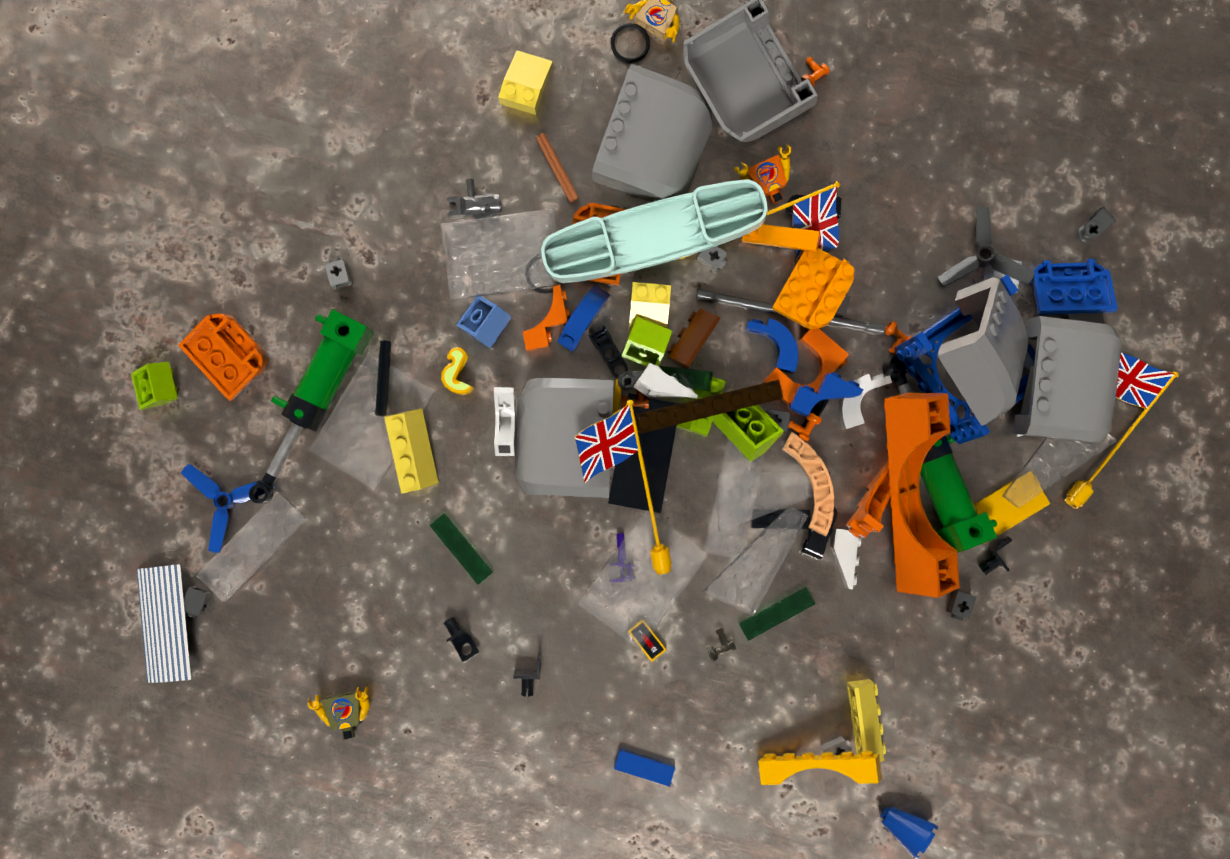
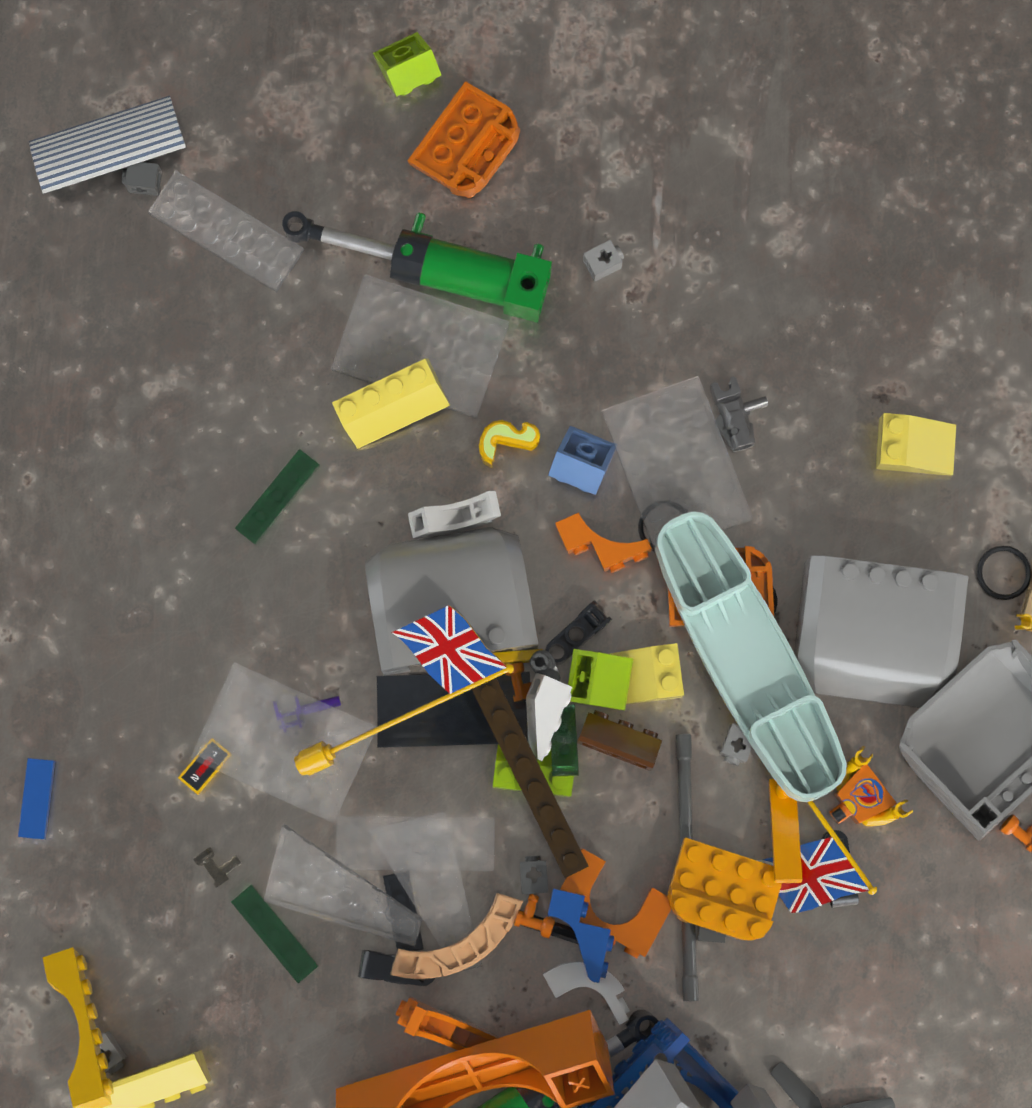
camera: 85 degrees right, 5 degrees down
(213, 491) = (287, 166): blue piece -> none
(342, 710) = (38, 391): torso -> none
(383, 378) = (478, 347): black axle -> none
(459, 639) = (158, 519): black bracket -> none
(527, 677) = (127, 619): black bracket -> none
(557, 167) = (810, 512): nougat axle -> none
(583, 317) = (616, 588): blue arch -> none
(749, 430) = (512, 842): lime slope -> none
(783, 339) = (631, 873): blue arch -> none
(844, 550) = (373, 1010): white slope -> none
(891, 329) = (694, 1012): orange piece -> none

